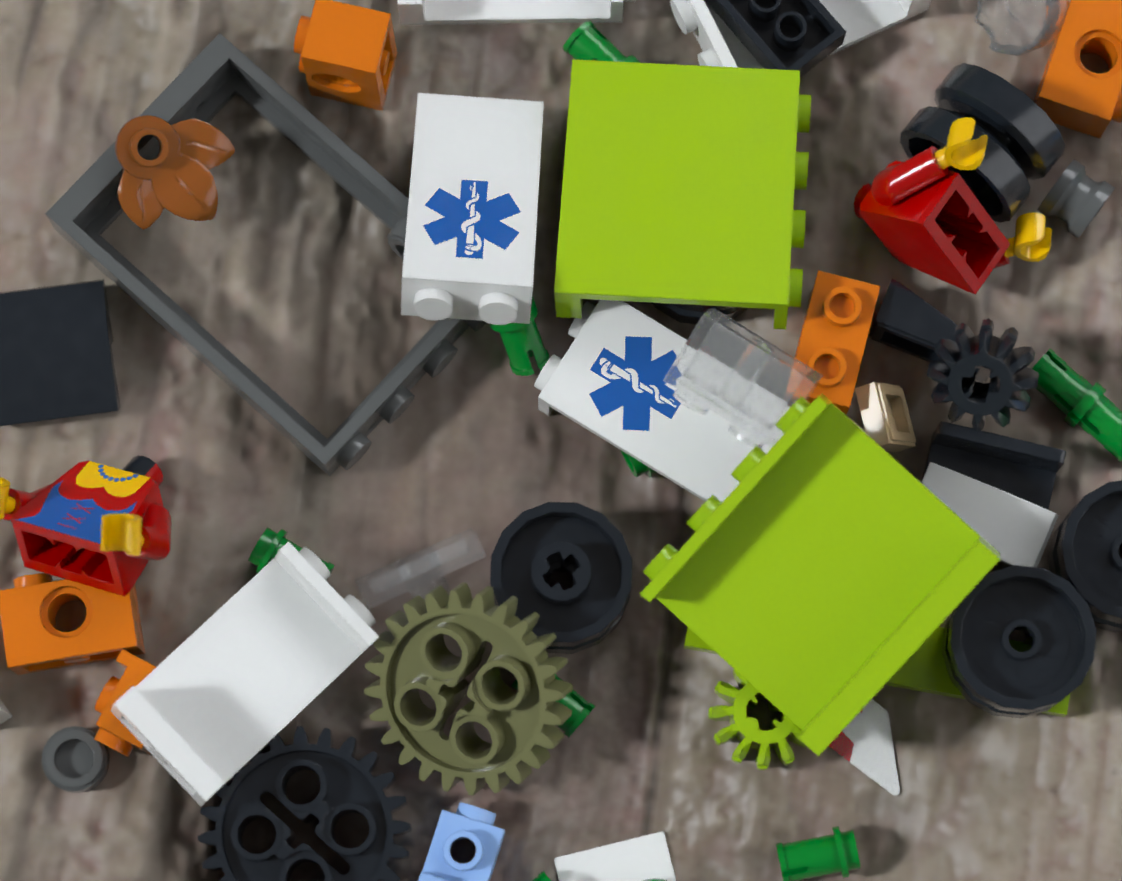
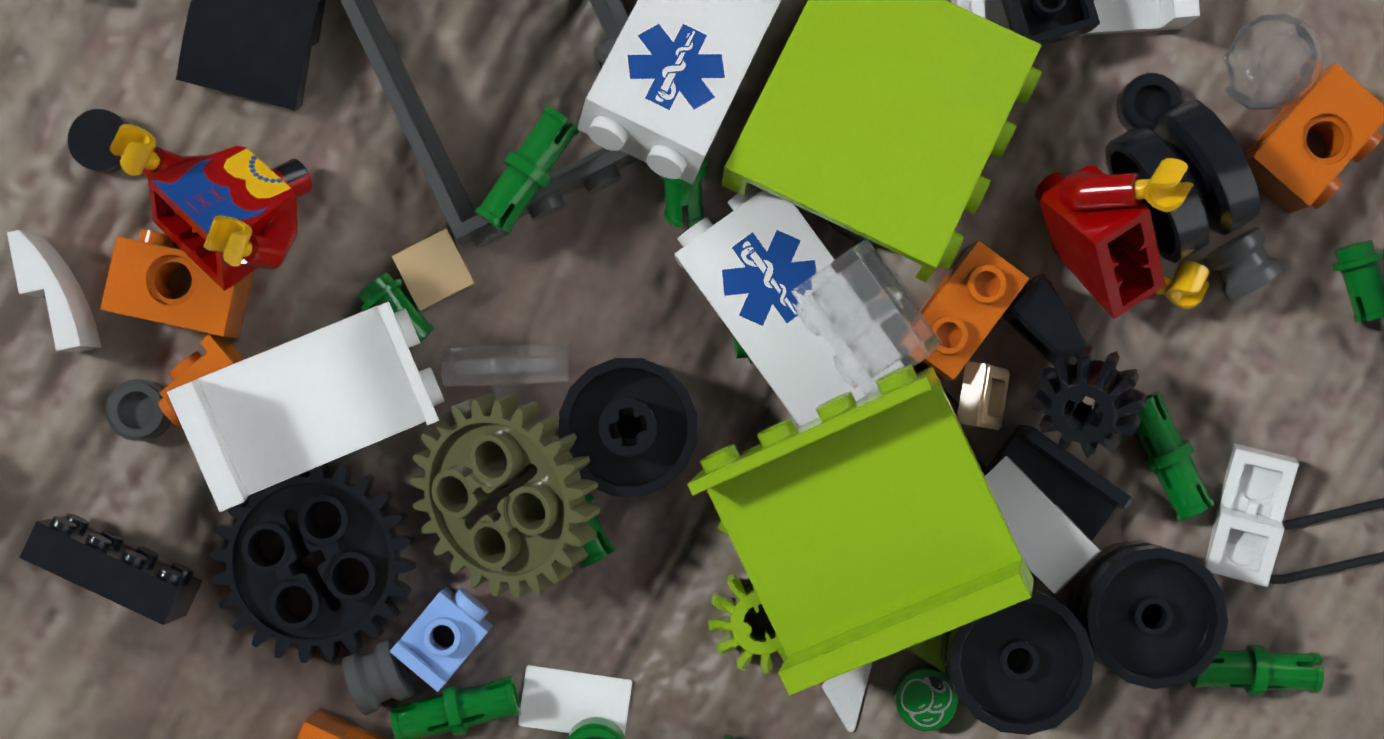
camera: 25 degrees right, 10 degrees up
(311, 509) = (434, 270): none -> tan tile
(368, 372) = (527, 170): none -> green pin
(918, 83) = (1144, 99): none -> black tile
(954, 730) = (925, 698): none -> green tile

